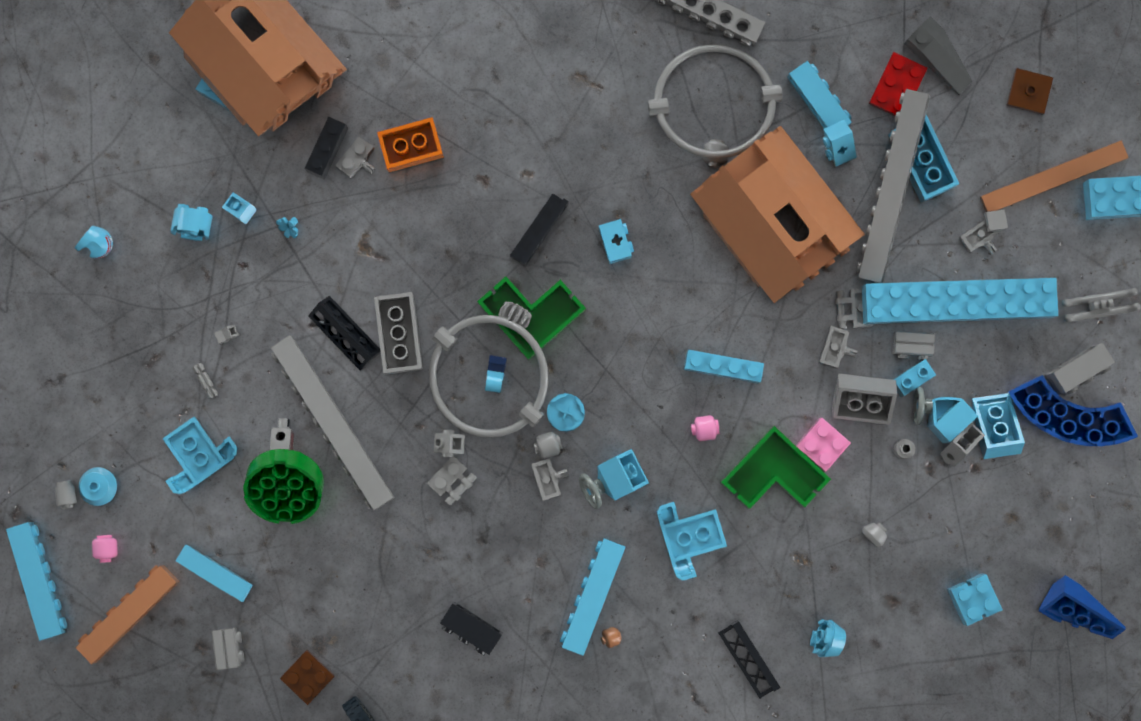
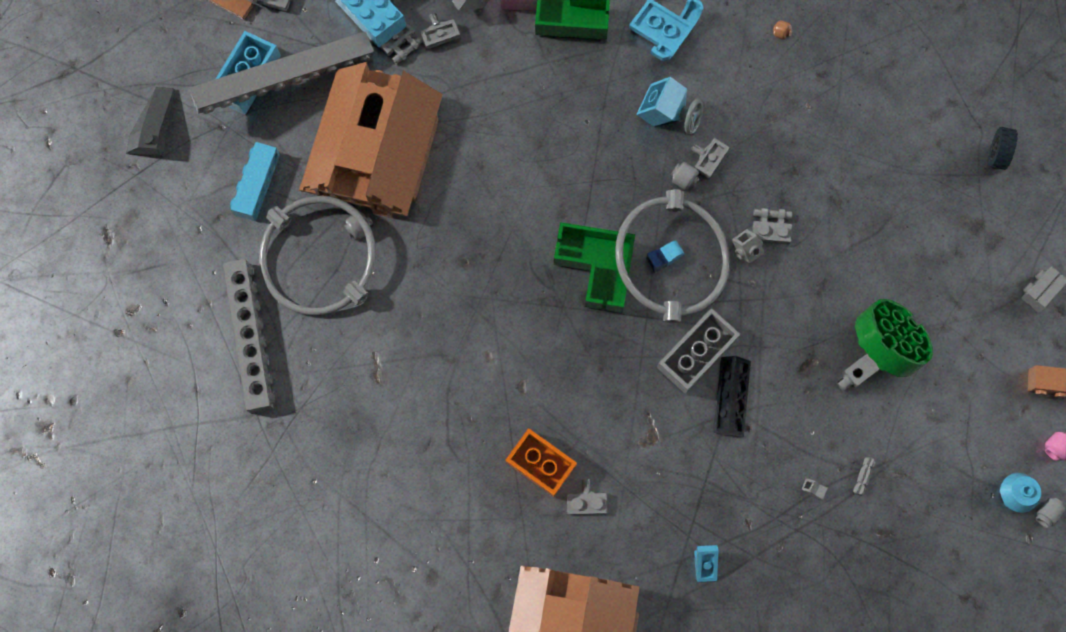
camera: 125 degrees left, 10 degrees down
(191, 222) = (753, 591): medium azure brick -> none
(196, 455) = (927, 433): medium azure piece -> none
(214, 573) = (1001, 344): medium azure slope -> none
(288, 226) = (687, 510): medium azure plant -> none
(307, 677) = (1008, 215): reddish brown plate -> none
(326, 148) = (599, 531): black brick -> none
(332, 422) = (808, 349): light grey brick -> none
(471, 629) = (868, 121): black brick -> none
(515, 313) = (610, 271): light grey gear -> none
(539, 229) = (526, 310): black fence -> none
(565, 412) = (649, 183): medium azure tile -> none
(593, 596) = (766, 60): medium azure brick -> none
(614, 252) = (487, 256): medium azure brick -> none
(705, 428) = (576, 76): bright pink head -> none
(723, 366) = (519, 96): medium azure brick -> none
(839, 143) = (279, 137): medium azure brick -> none
(897, 77) = (200, 135): red plate -> none
(1029, 91) = (133, 42): reddish brown plate -> none

